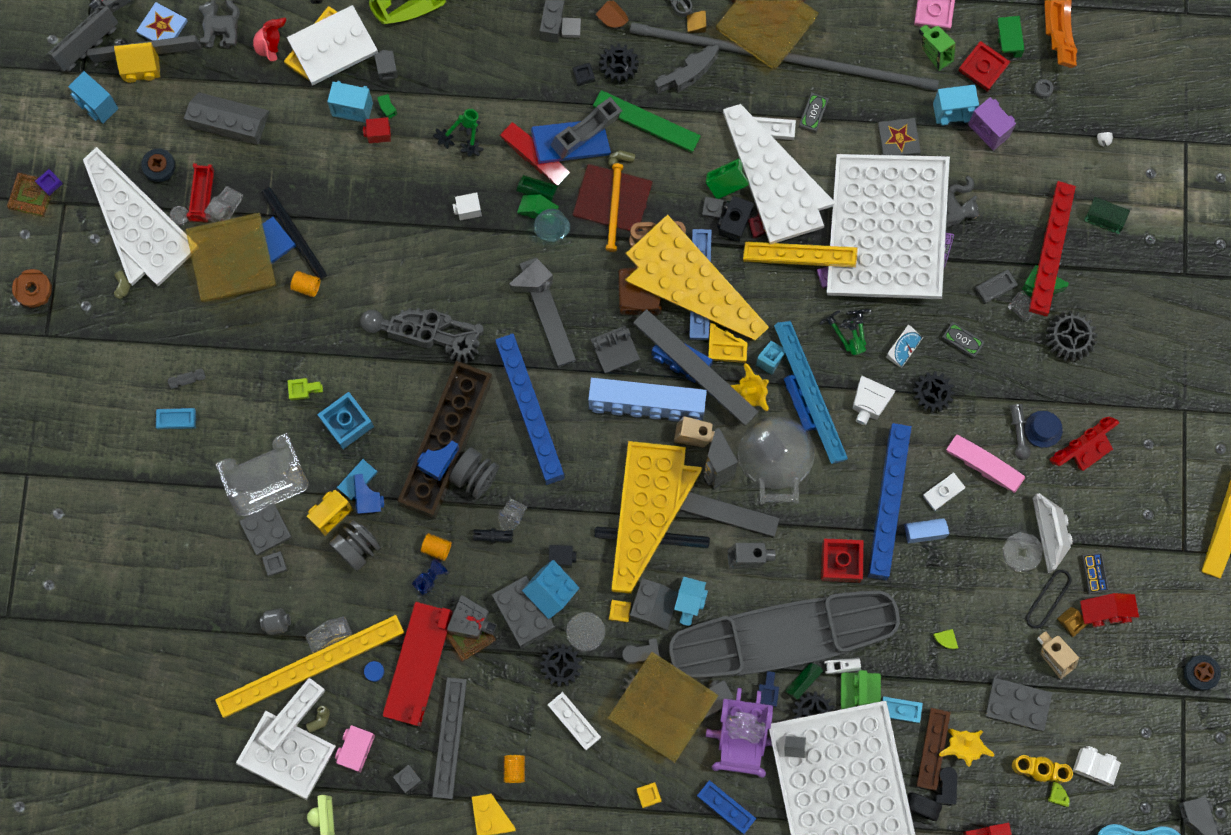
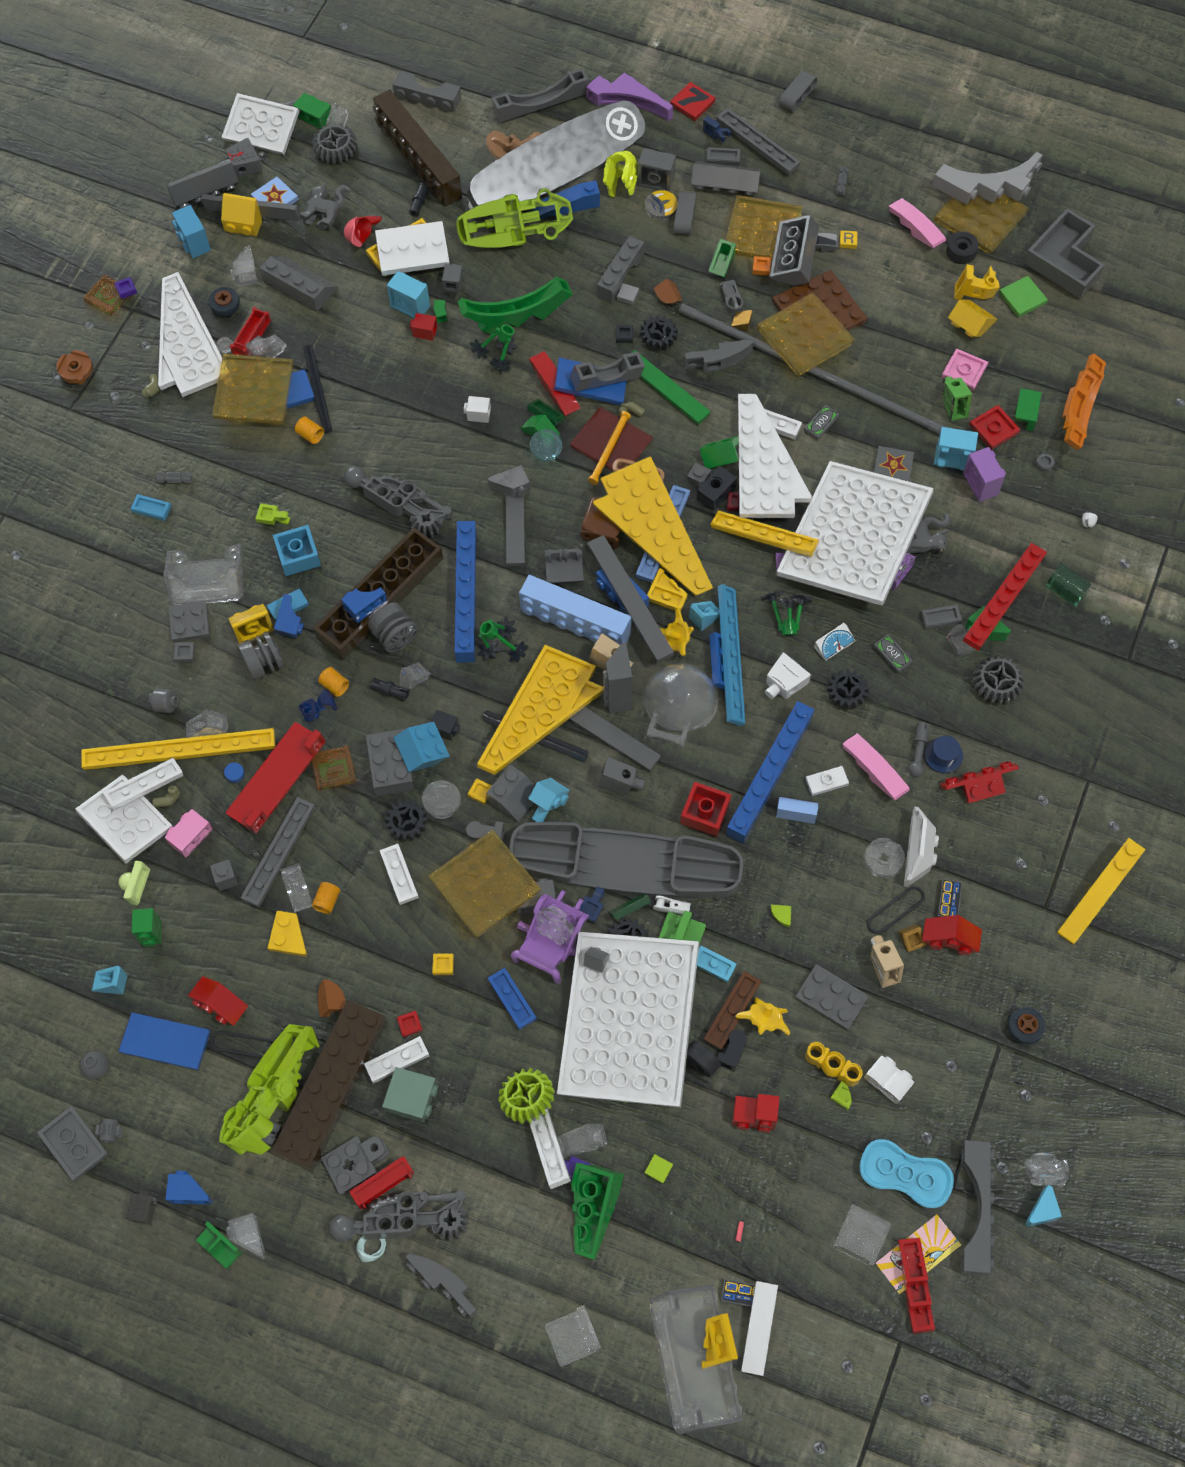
camera: 20 degrees right, 10 degrees down
(164, 120) = (244, 268): none -> clear slope
(464, 87) = (517, 310): none -> green arch
(470, 620) = (337, 752): dark grey torso -> none
(482, 767) = (296, 887): none -> clear arch
(573, 450) = (490, 631): none -> black plant

